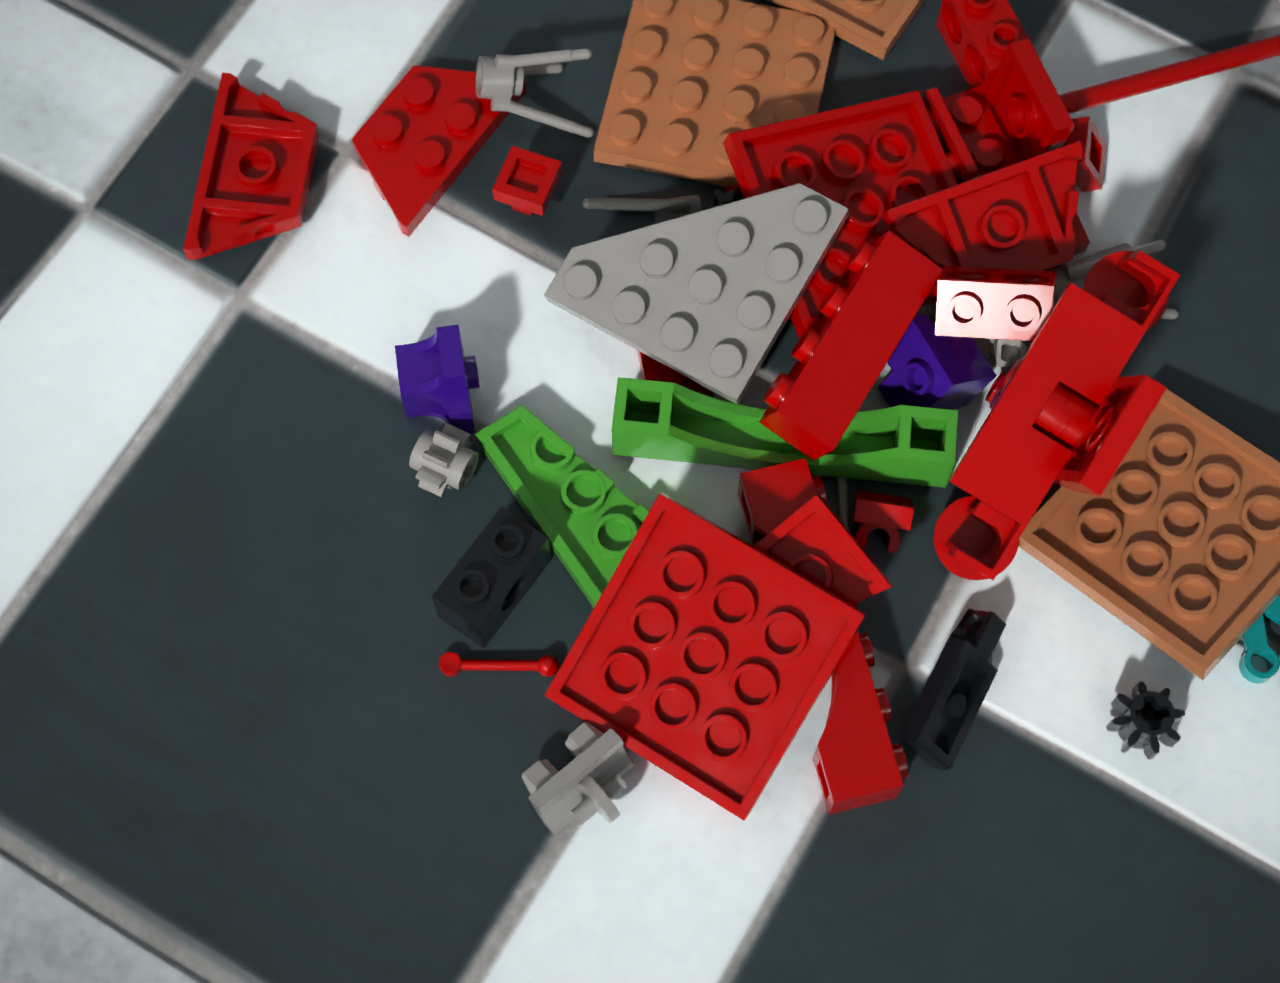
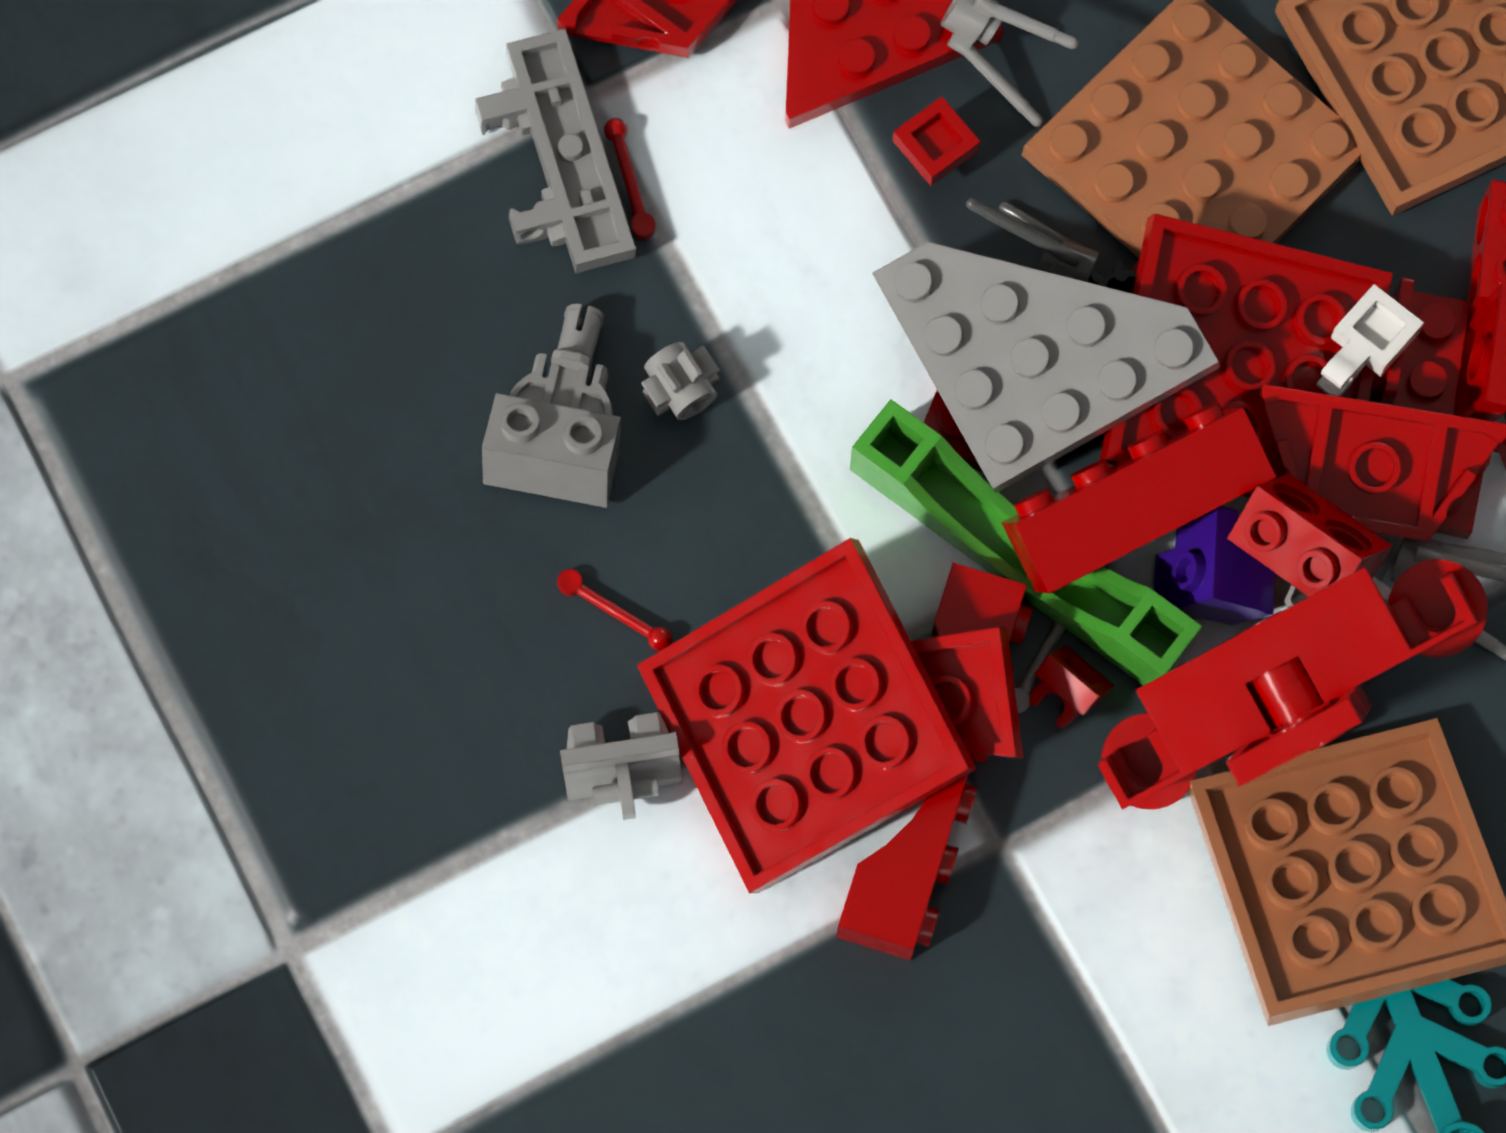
camera: 30 degrees right, 5 degrees up
(280, 367) = (581, 195): none -> light grey hinge
(340, 364) = (642, 223): none -> red hinge
(369, 552) = (557, 430): none -> light grey brick
(438, 378) = (724, 297): dark purple brick -> none
(492, 577) = (656, 523): black brick -> none
(564, 497) = (776, 483): bright green wing -> none
(937, 138) = (1371, 336): none -> white plate
(954, 690) = (1028, 892): black hinge -> none
(1153, 707) = (1210, 1028): black gear -> none

